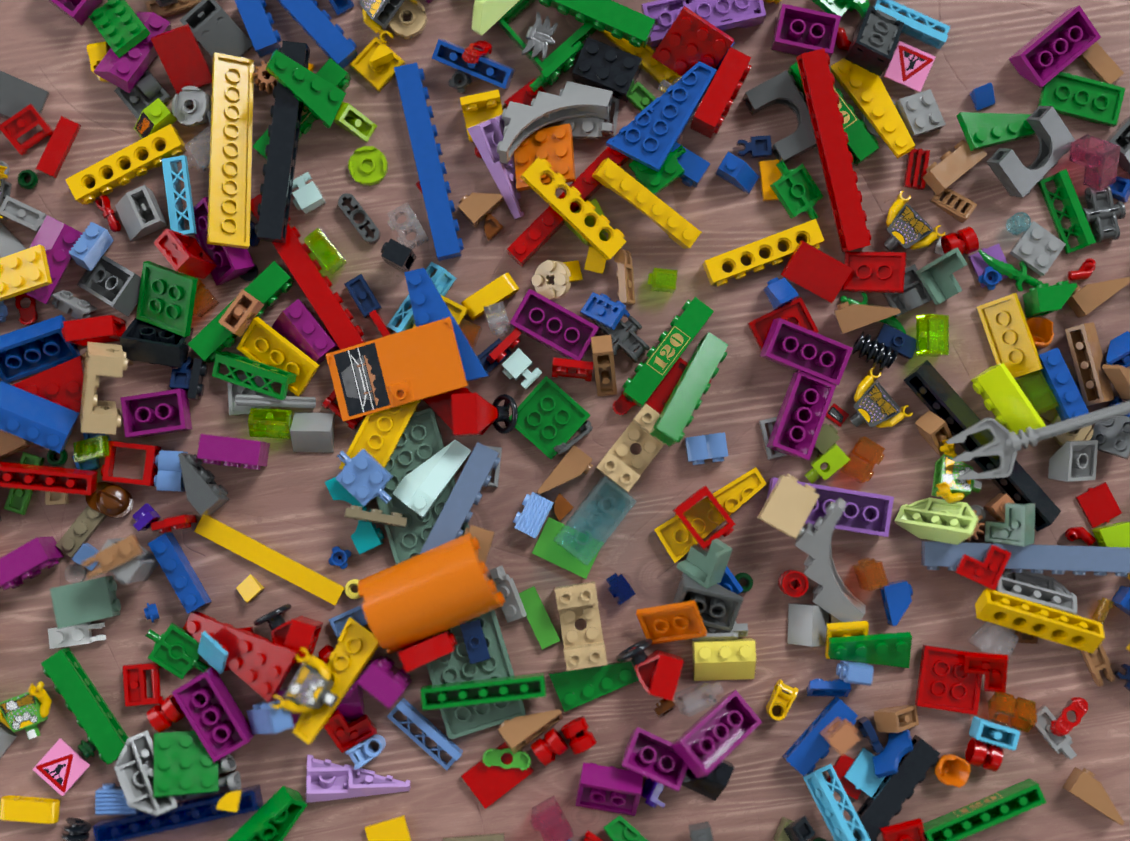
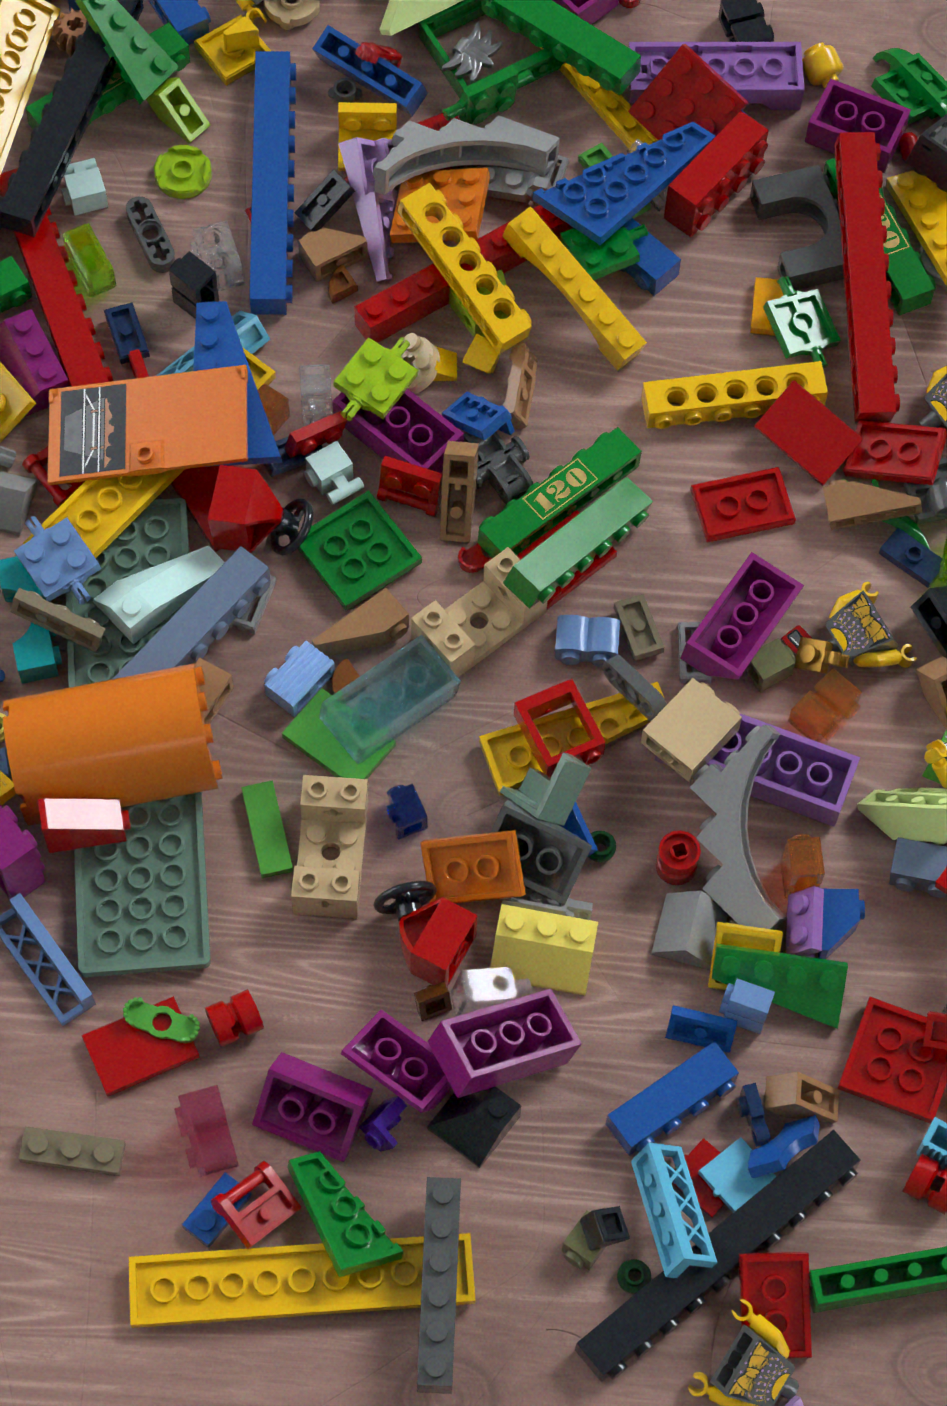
camera: 10 degrees right, 20 degrees down
(467, 171) = (325, 201): none -> black plate
(475, 641) = (159, 834): dark blue plate -> none
(483, 691) = (152, 900): green brick -> none
(493, 293) = (288, 373): yellow beam -> none
(513, 607) = (231, 797): light grey hinge -> none
(526, 728) = (205, 981): medium nougat slope -> none
(534, 302) = (375, 378): none -> lime plate
(582, 741) = (285, 1012): red wheel -> none
(585, 429) = (367, 587): dark grey piece -> none
(587, 684) = (319, 943): green wing -> none
(607, 68) = (563, 111): black piece -> none
(662, 280) = (575, 400): clear neon green brick -> none
(736, 430) = (638, 627): none -> dark tan plate
(737, 173) = (718, 283): blue slope -> none
(745, 479) = (634, 687): none -> dark grey beam
(758, 146) = (758, 257): dark blue plate -> none
(780, 292) = (747, 451): blue slope -> none
(782, 699) = (624, 1027): yellow piece -> none
(805, 351) = (756, 521): magenta brick -> none
(834, 457) = (771, 693): lime torso -> none
(840, 735) = (700, 1079): nougat brick -> none
(851, 427) = (818, 655): none -> pearl gold plate
(874, 351) = (872, 560): black piece -> none
(879, 610) = (805, 922): none -> medium lavender bracket
(952, 770) = (876, 1194): orange hair -> none

